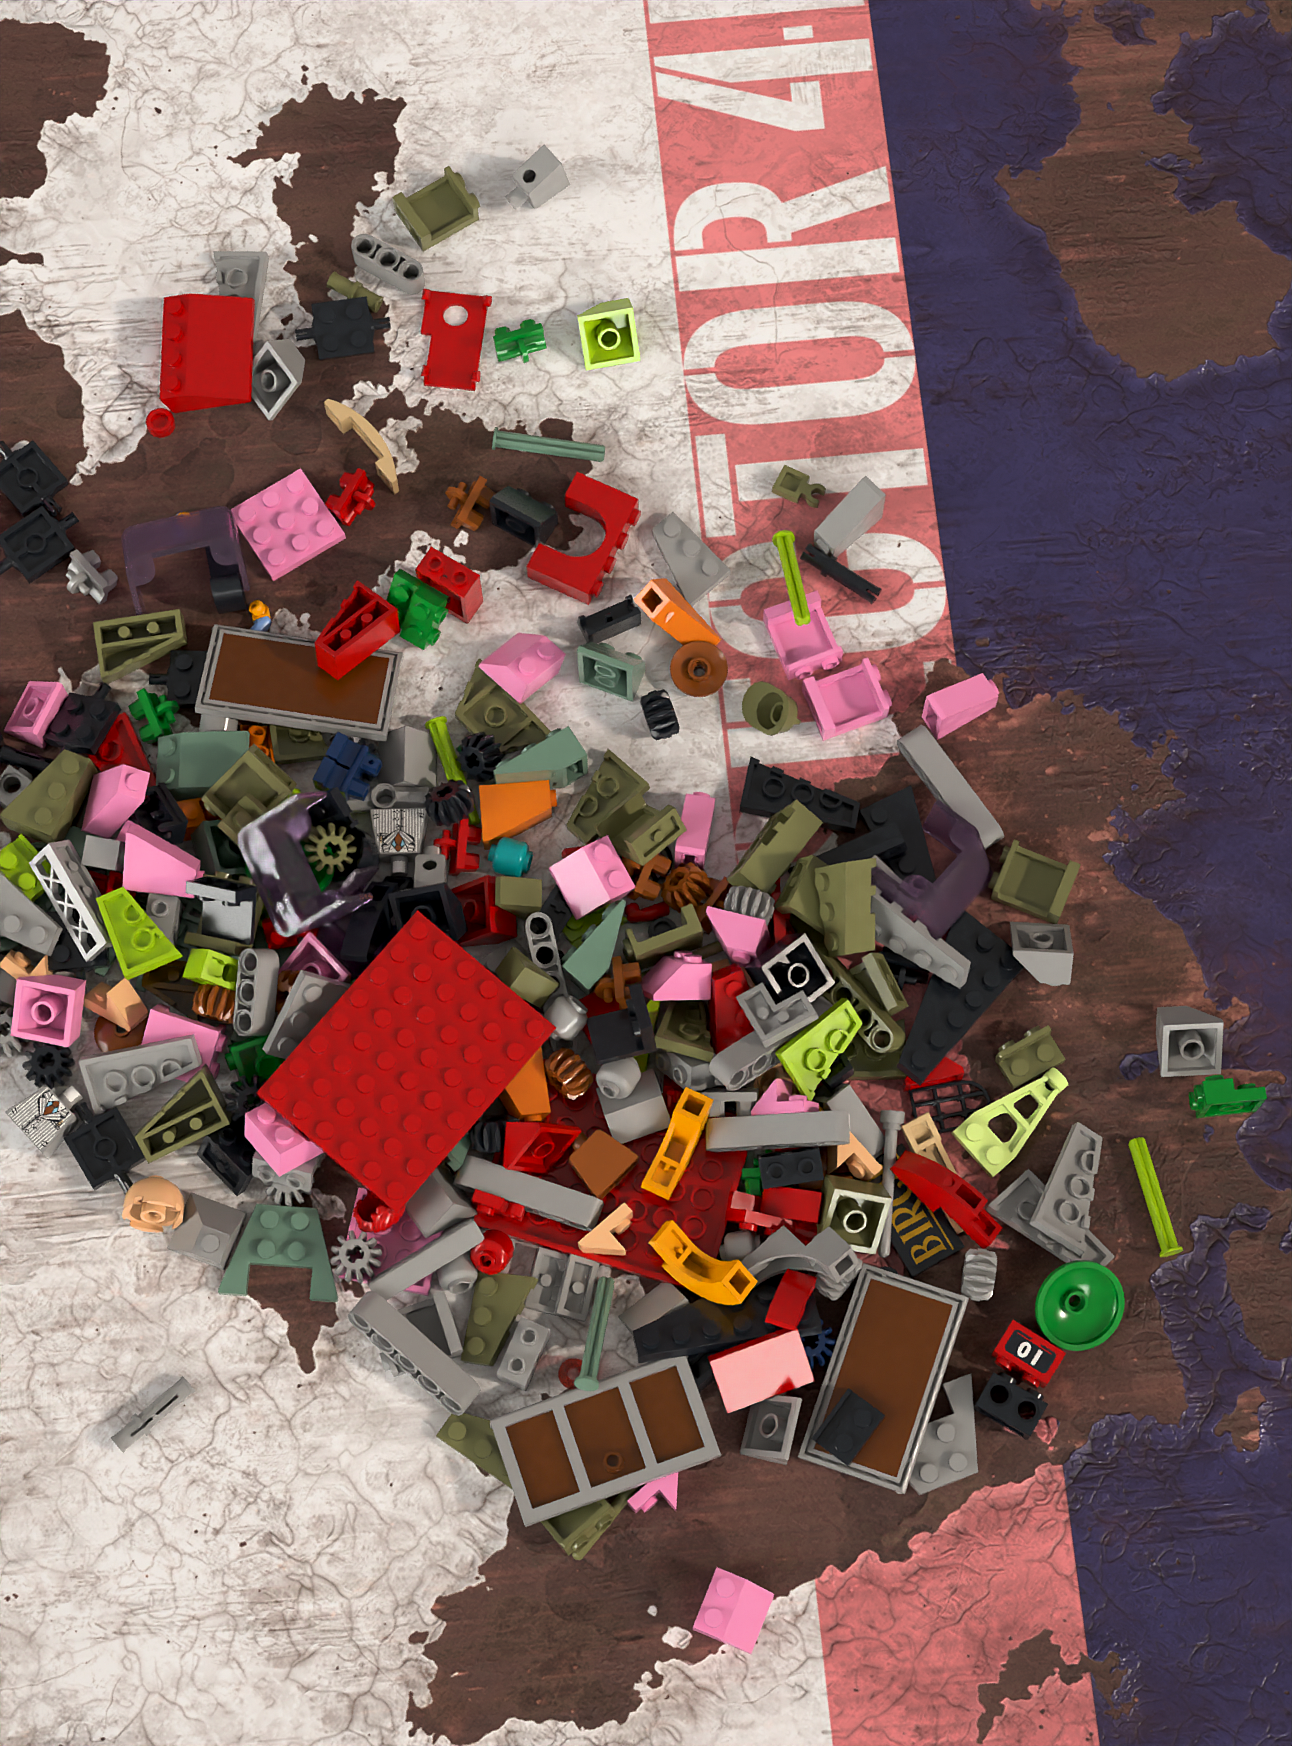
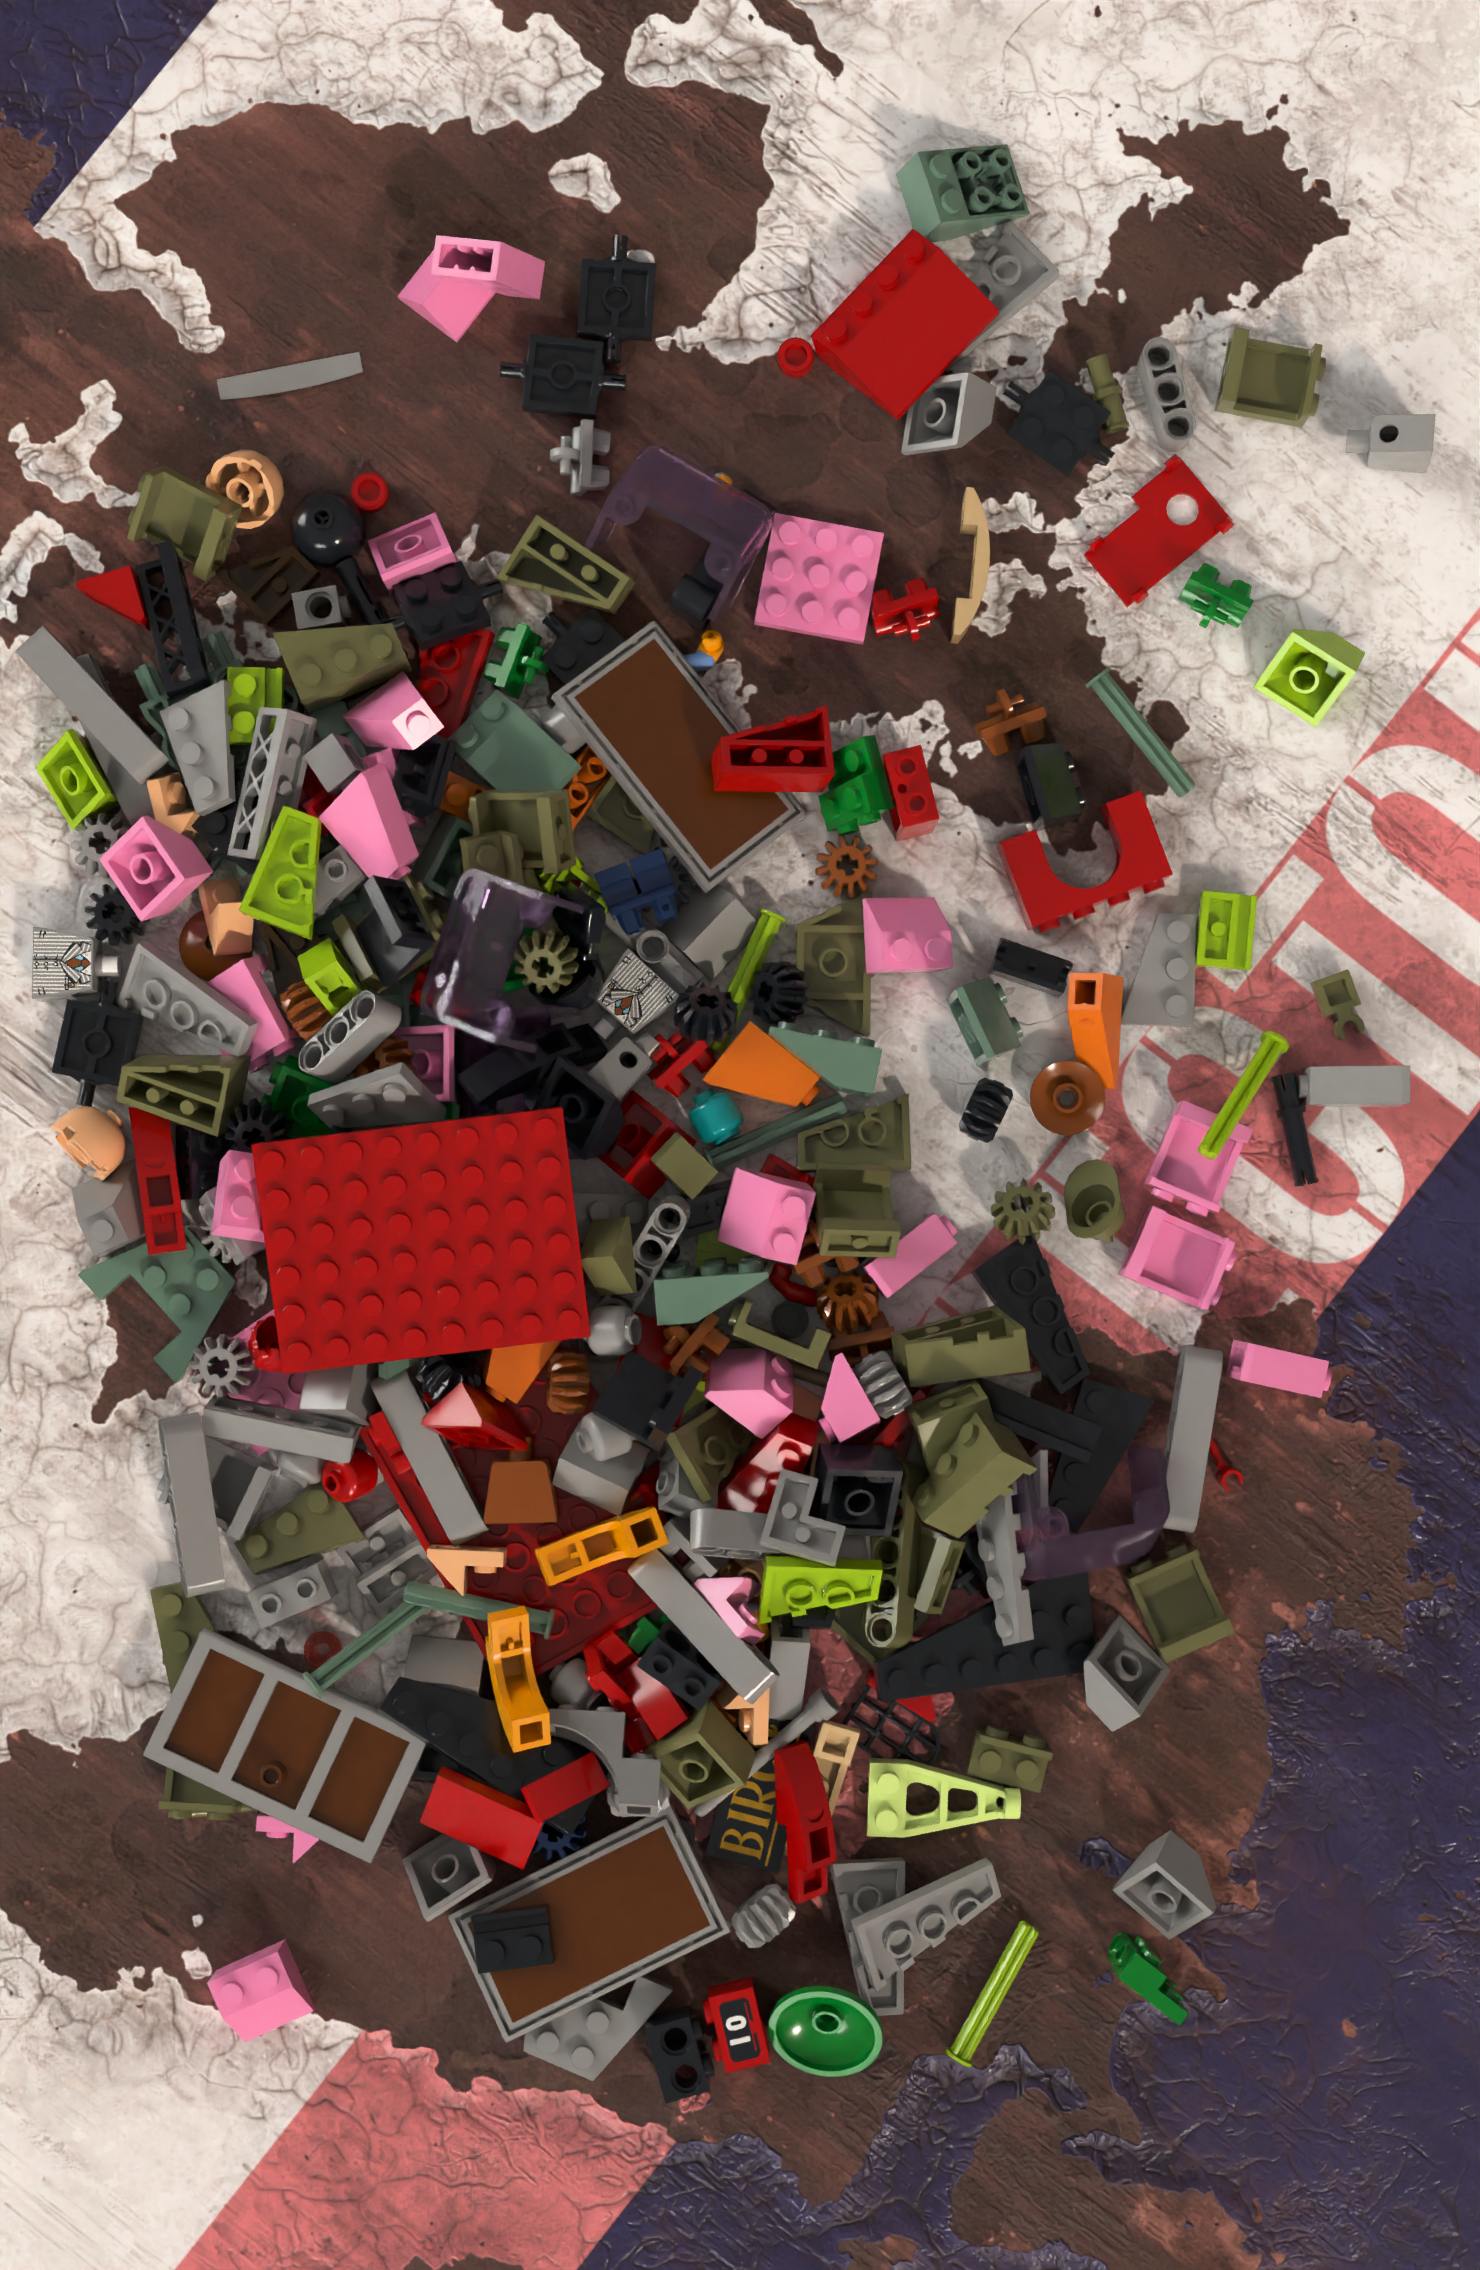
camera: 40 degrees right, 15 degrees up
(170, 259) = (961, 191): none -> sand green slope
(217, 1187) = (157, 1182): none -> red slope
(452, 649) = (855, 857): none -> dark orange gear
(555, 832) = (776, 1131): none -> sand green axle
(632, 1260) = (471, 1605): none -> sand green axle
(697, 505) = (1225, 930): none -> lime plate
(734, 750) = (1015, 1222): none -> olive gear
(987, 788) = (1223, 1467): none -> red hand

